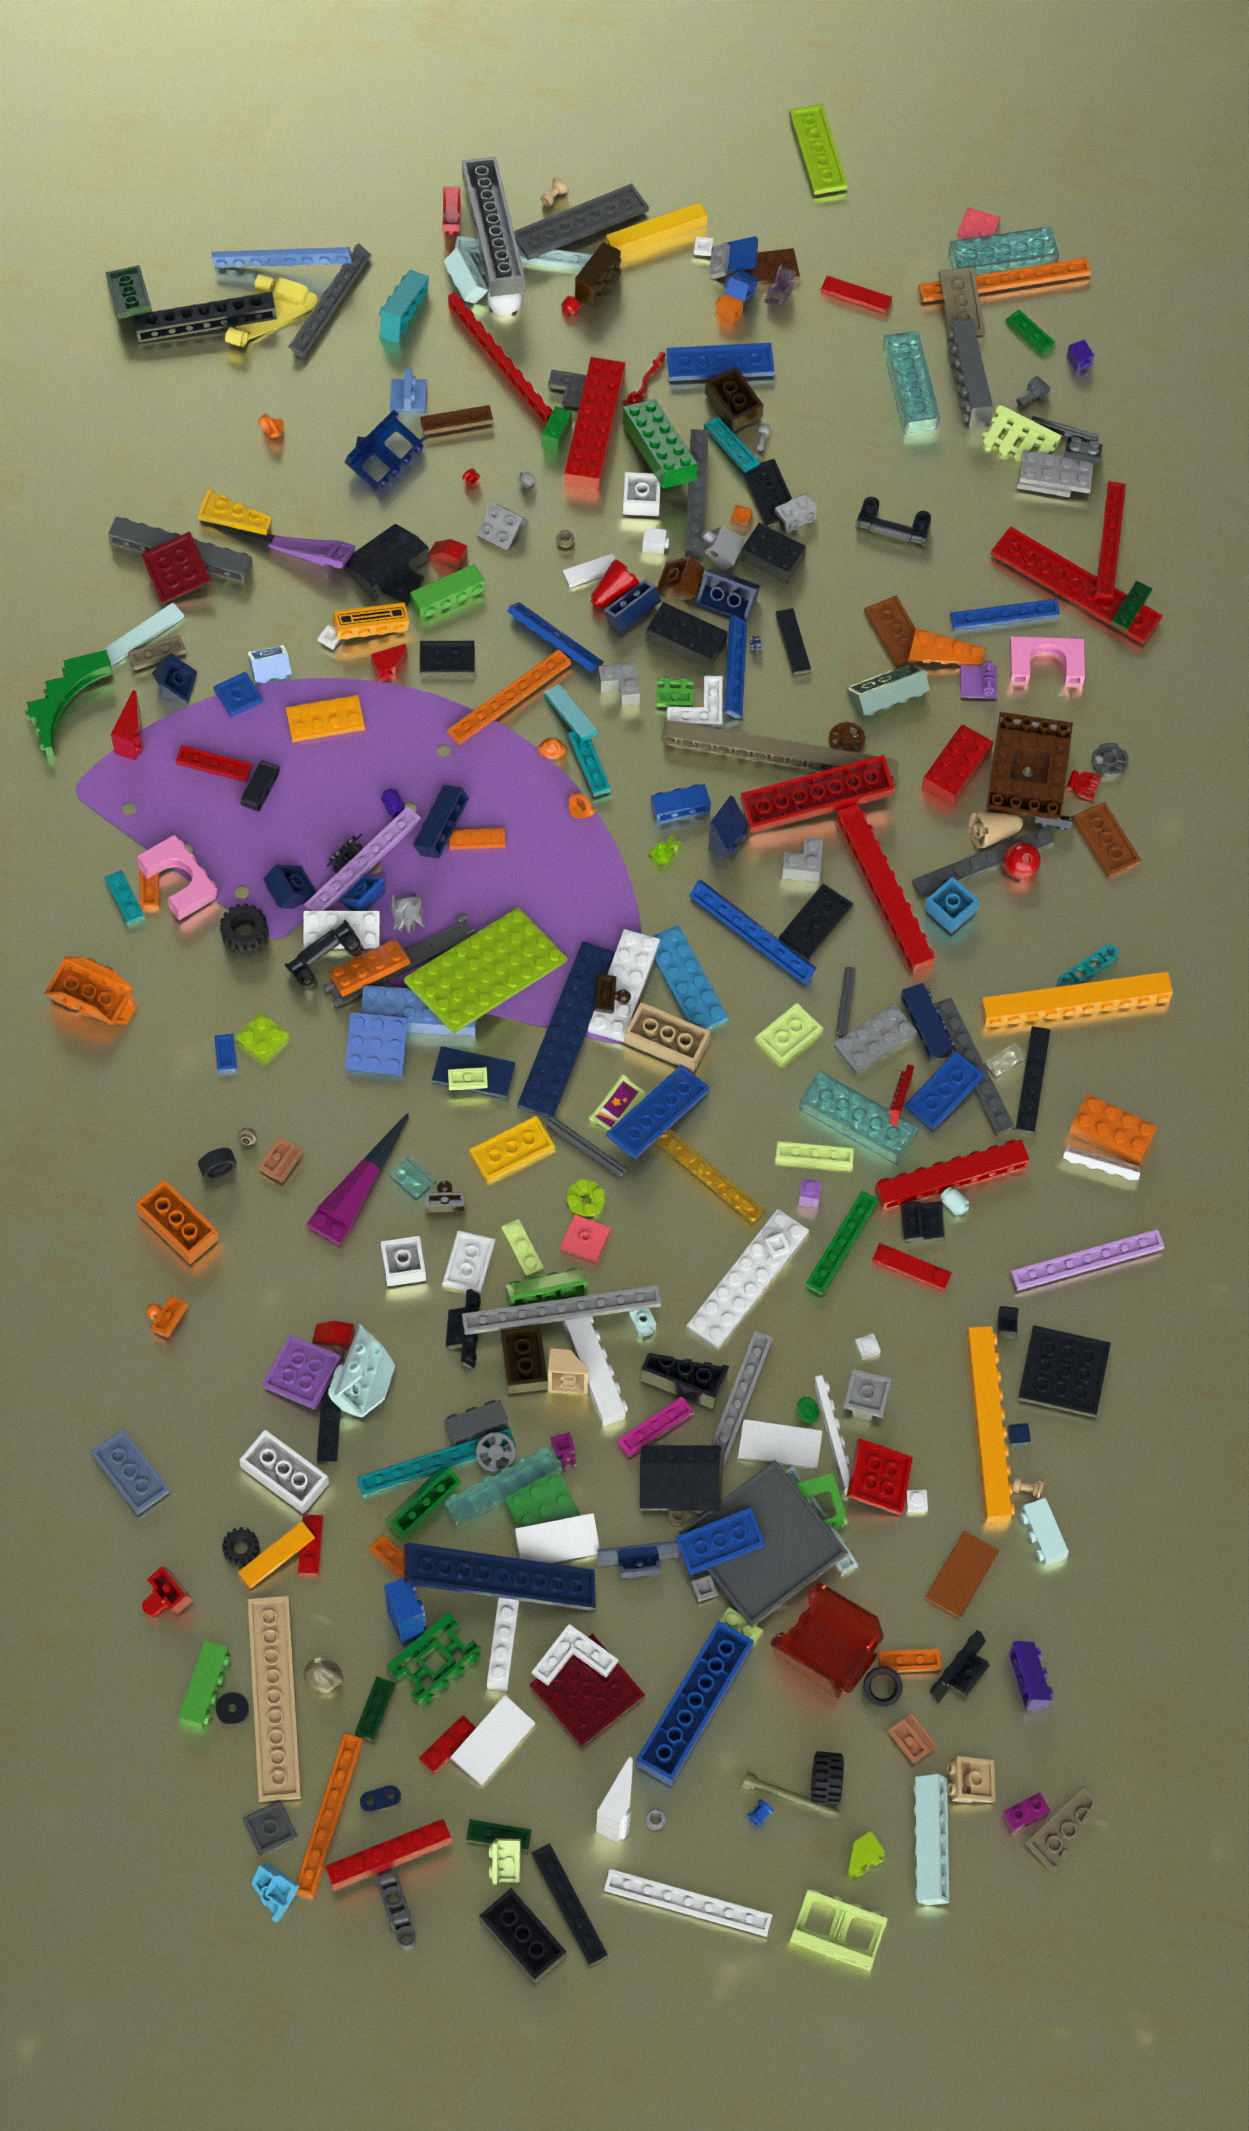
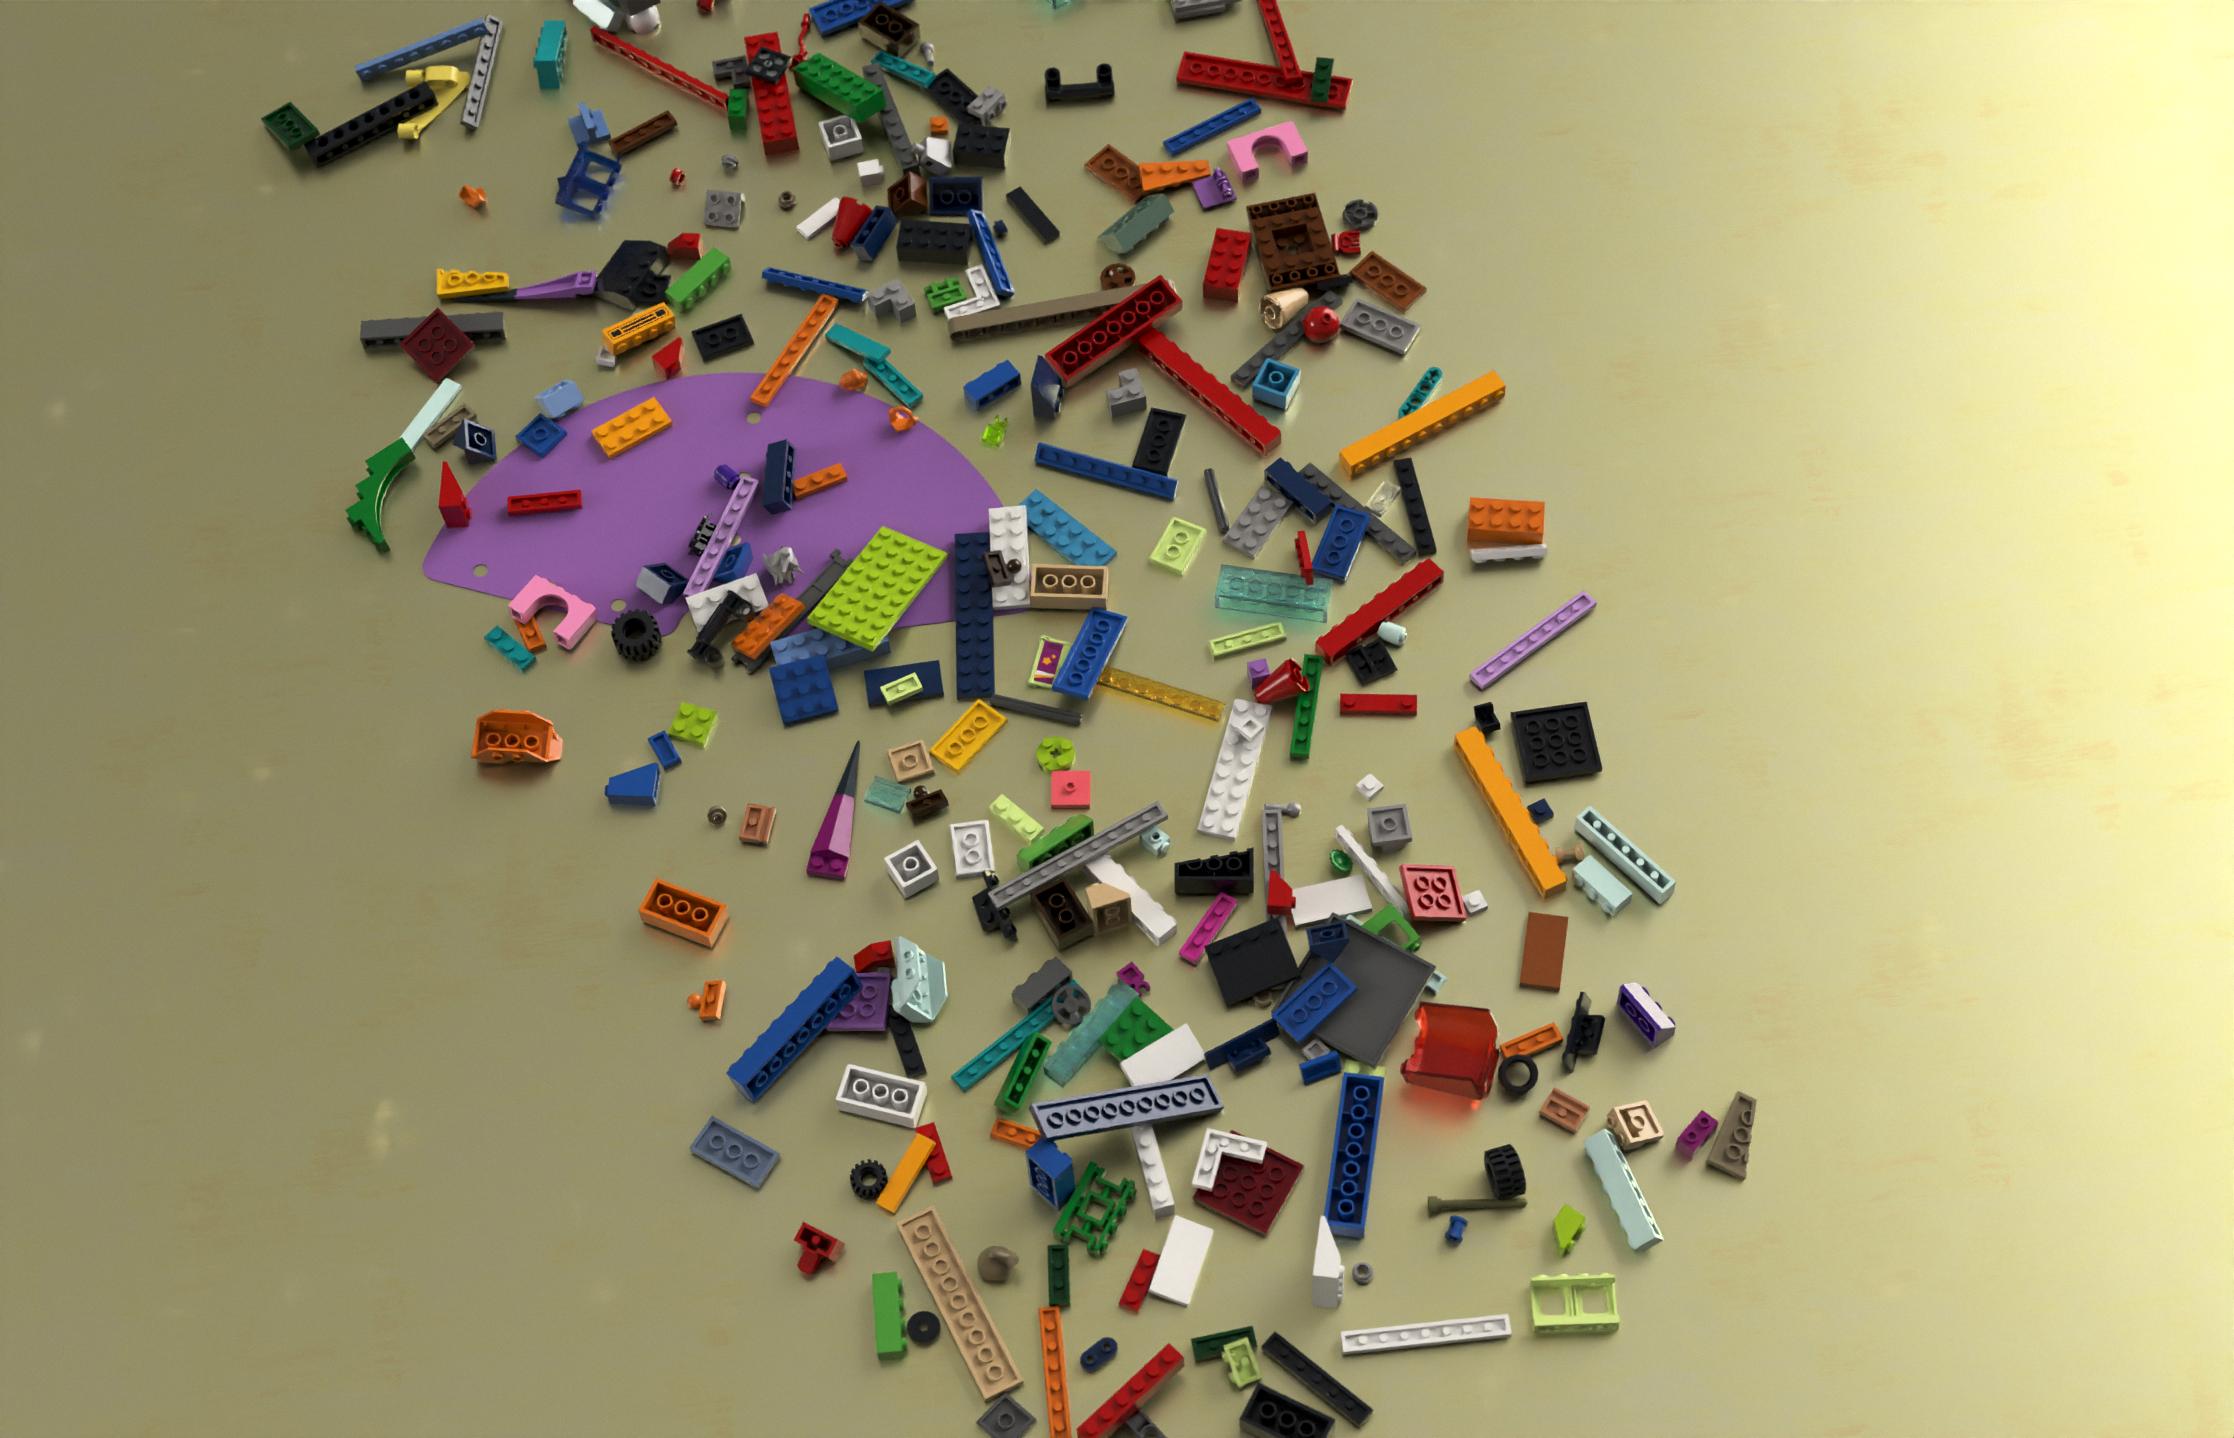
camera: 15 degrees left, 5 degrees down
(183, 1079) = (635, 786): none -> blue slope
(217, 1163) = (700, 847): black tyre -> none
(230, 1377) = (794, 1029): none -> blue brick
(260, 785) = (596, 506): black beam -> none
(447, 1153) = (910, 762): none -> tan tile
(600, 396) = (768, 65): none -> black piece
(701, 1605) = (1320, 1067): none -> blue tile
(733, 1424) = (1279, 896): none -> red slope
(757, 1486) = (1328, 940): none -> dark blue slope
(784, 1340) = (1292, 809): none -> light grey bar
(827, 1213) = (1282, 683): none -> red cone
(1078, 883) = (1380, 326): none -> light grey plate
(1079, 1511) = (1625, 855): none -> light aqua brick

